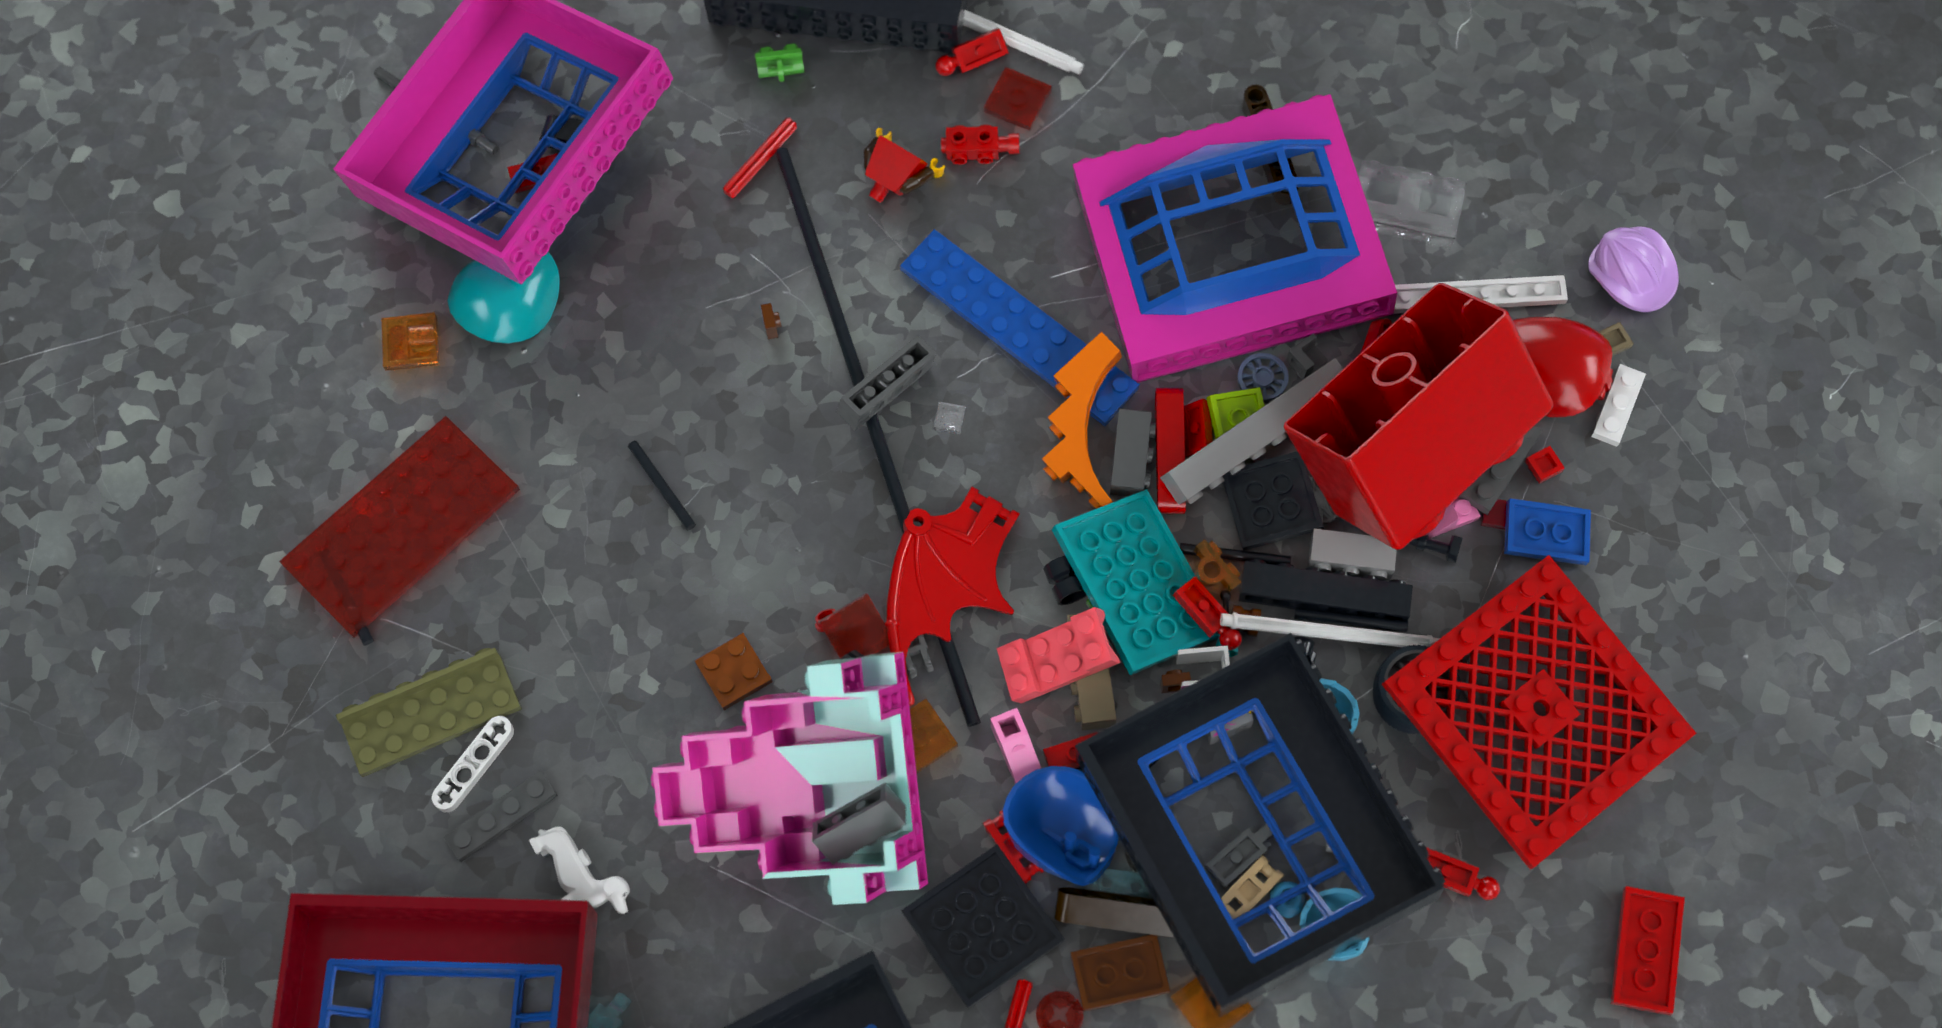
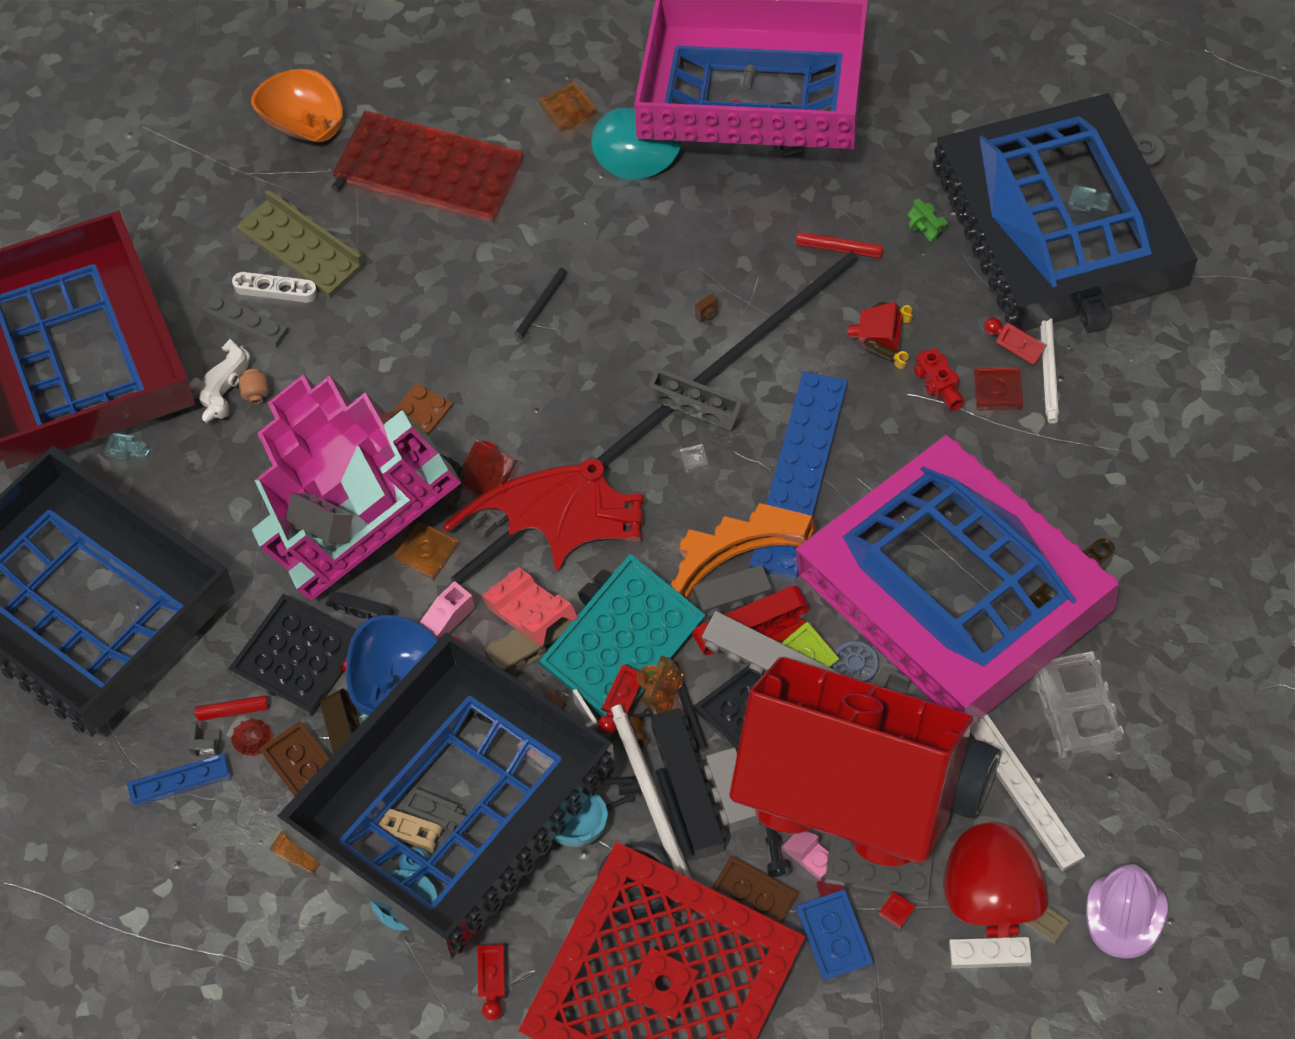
camera: 65 degrees right, 10 degrees down
(230, 630) = (299, 105): none -> orange piece
(604, 838) = (254, 386): none -> nougat head
(959, 835) = (356, 606): none -> black beam
(1466, 586) = (755, 890): none -> reddish brown tile

